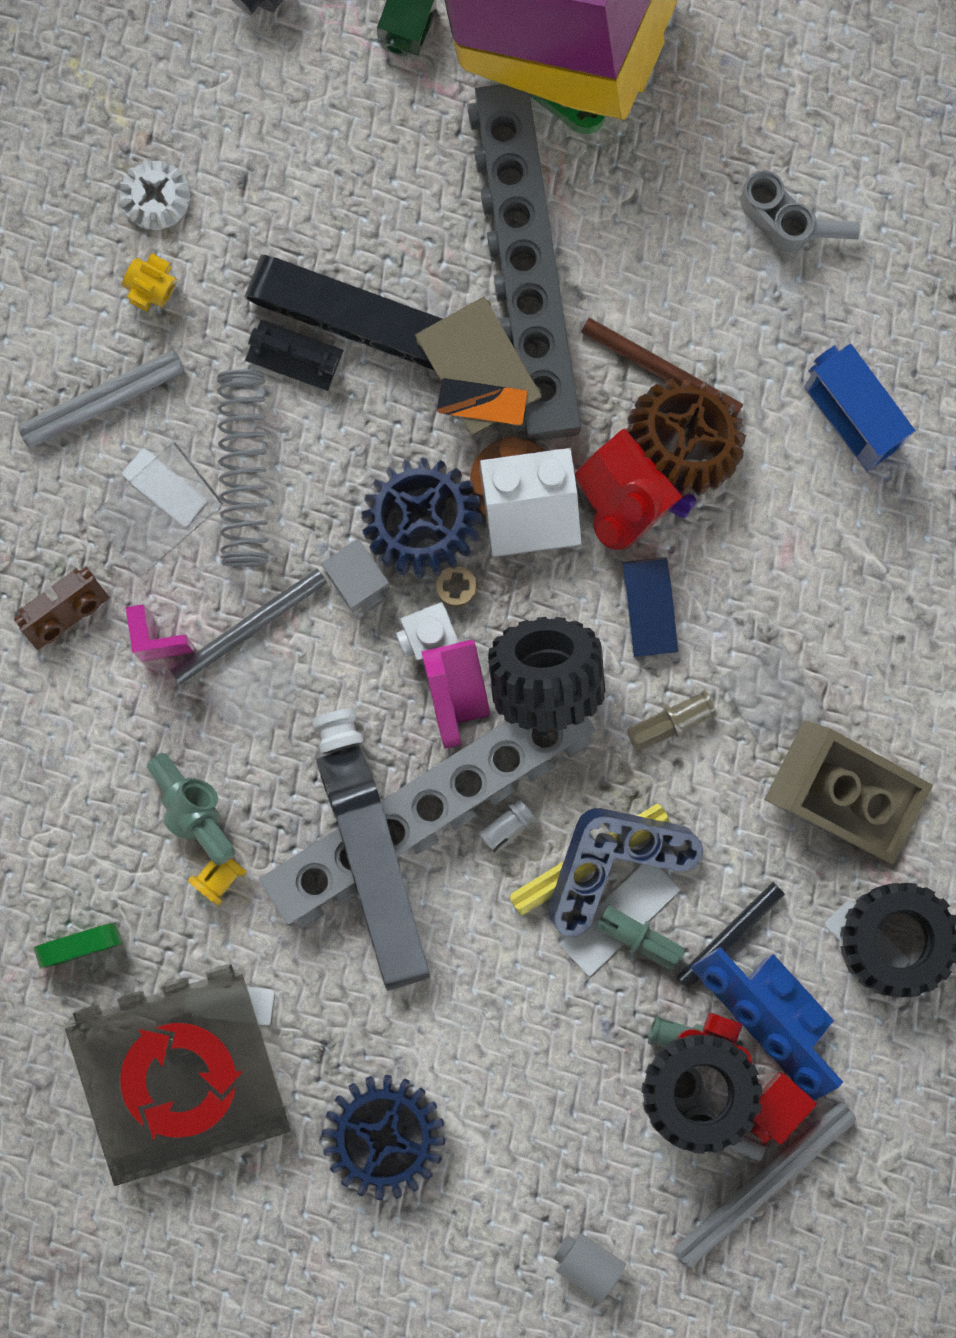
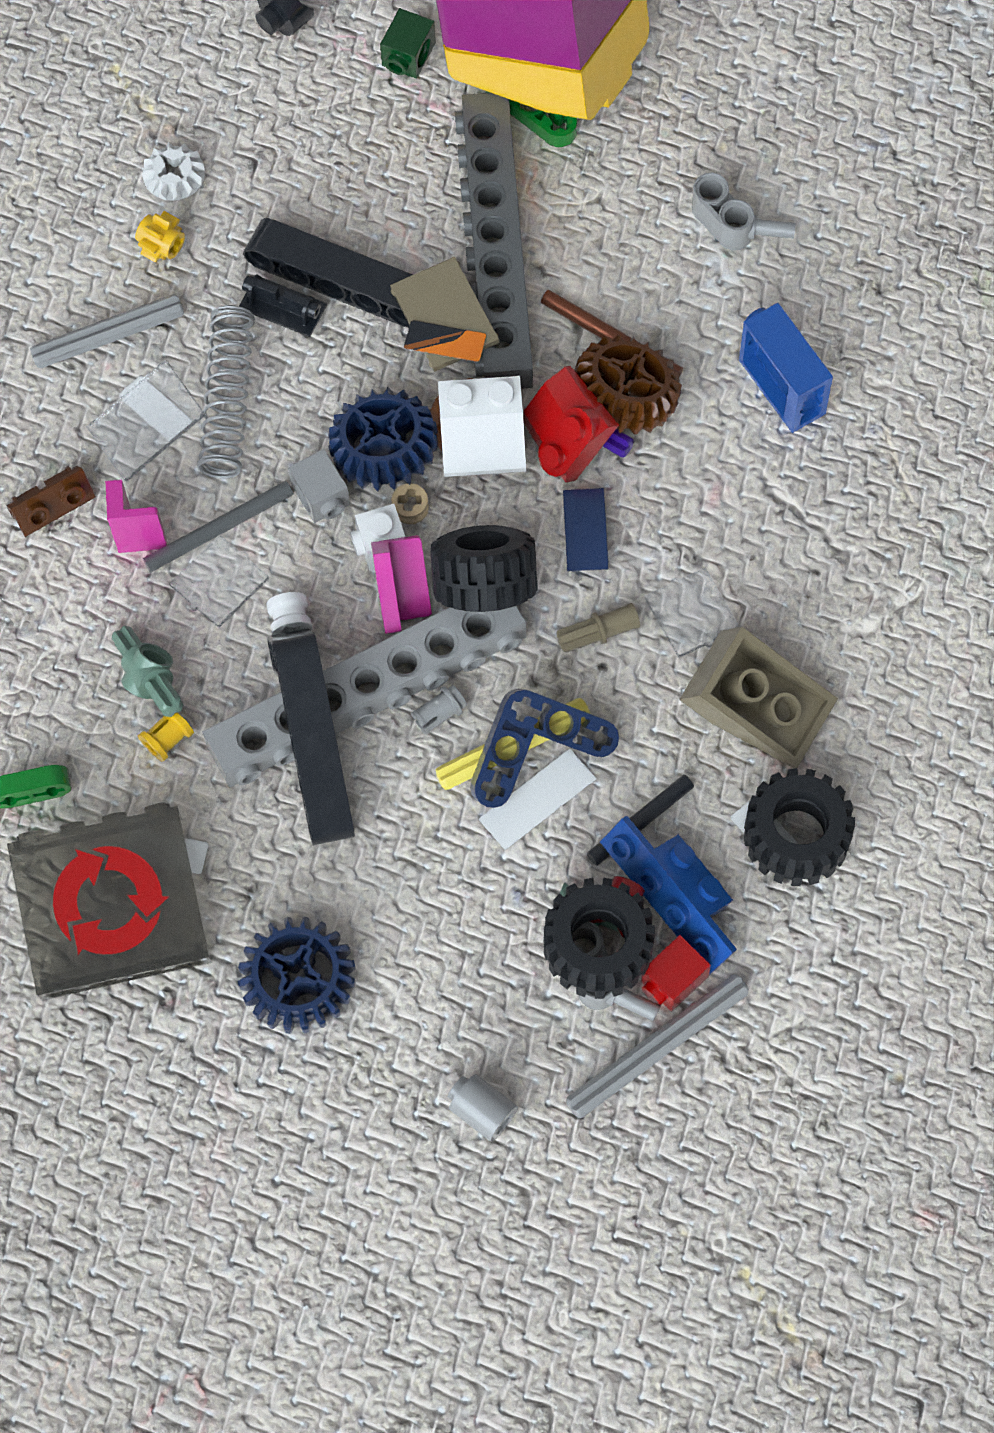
camera: 10 degrees right, 15 degrees down
(640, 938) = (554, 814): sand green axle -> none

